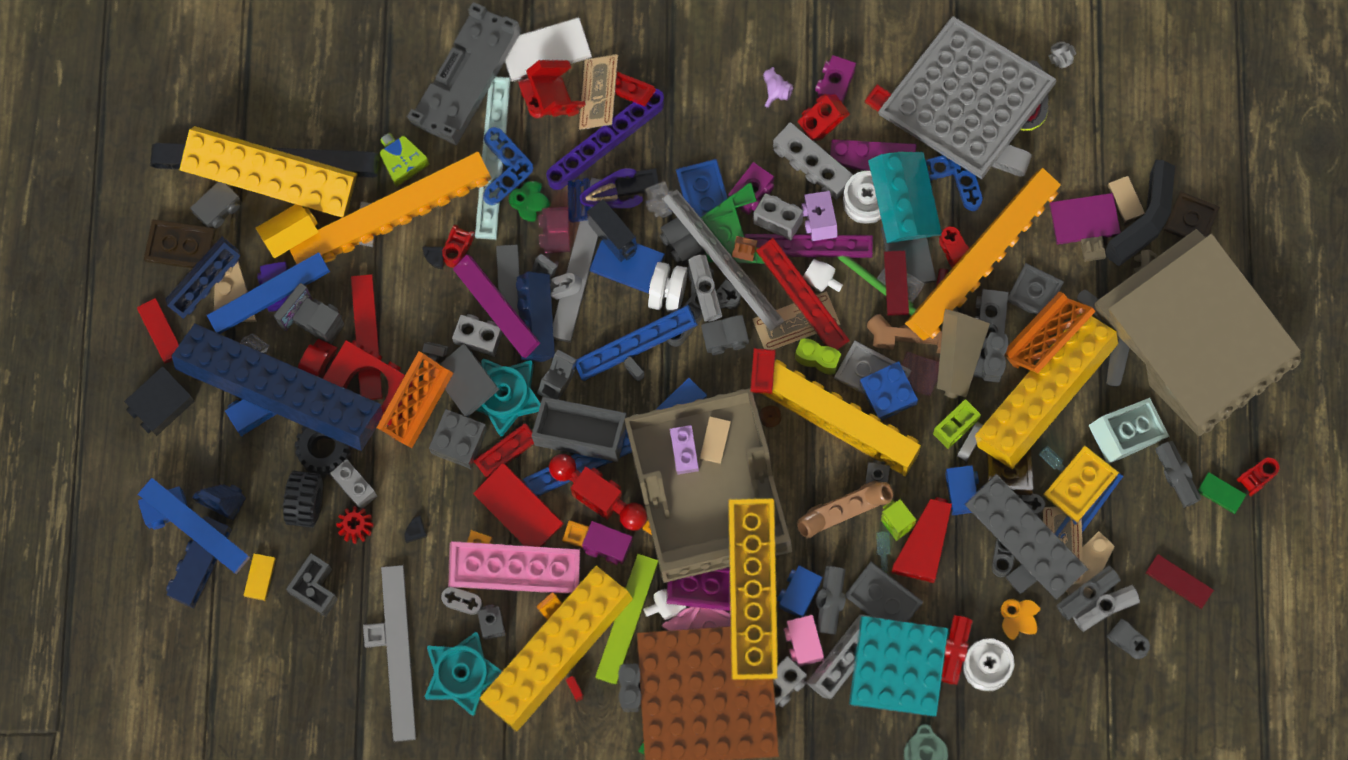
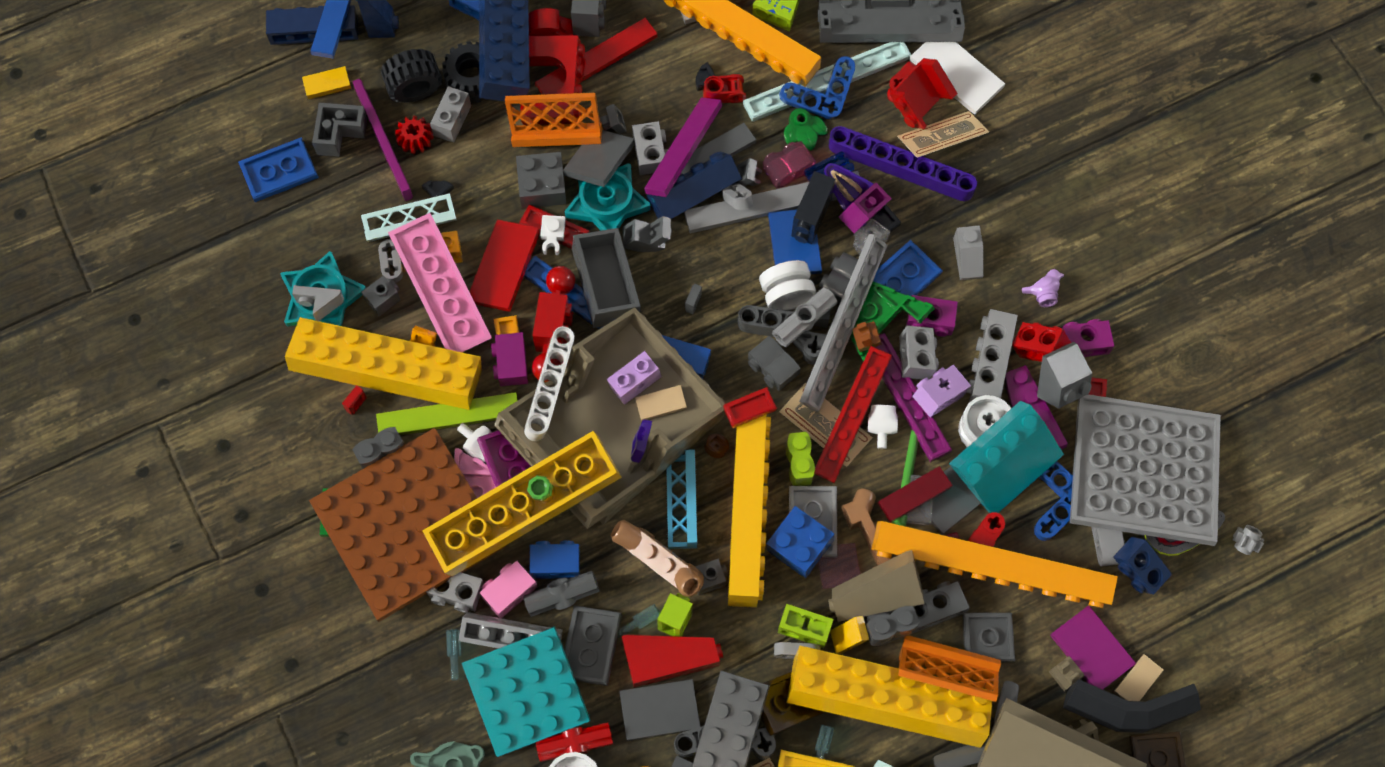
camera: 55 degrees right, 5 degrees down
(321, 657) = (278, 169): none -> blue tile
(351, 554) = (383, 140): none -> magenta tile
(374, 635) = (321, 204): light grey tile -> none
(398, 653) = (313, 232): light grey tile -> none
(440, 567) = (380, 233): none -> light aqua fence
(476, 668) = (324, 299): none -> light grey slope
(510, 452) = (552, 231): none -> white plate
(633, 89) = (963, 160): red tile -> none
(635, 189) = (865, 207): none -> magenta brick
(635, 342) = (719, 286): blue tile -> none
(663, 527) = (549, 394): none -> white beam
(713, 129) = (969, 252): none -> light grey slope
(743, 471) = (640, 441): none -> dark purple tile
(754, 565) = (540, 488): none -> bright green tile
(807, 460) = (690, 506): none -> medium azure fence
(831, 709) = (453, 650): none -> clear light blue axle
(863, 115) = (1064, 376): none -> dark grey slope
(961, 487) = (746, 661): blue brick -> none
(963, 571) = (659, 710): none -> dark grey tile
(982, 393) = (849, 634): none -> yellow tile
(1042, 145) = (1142, 566): none -> dark blue brick

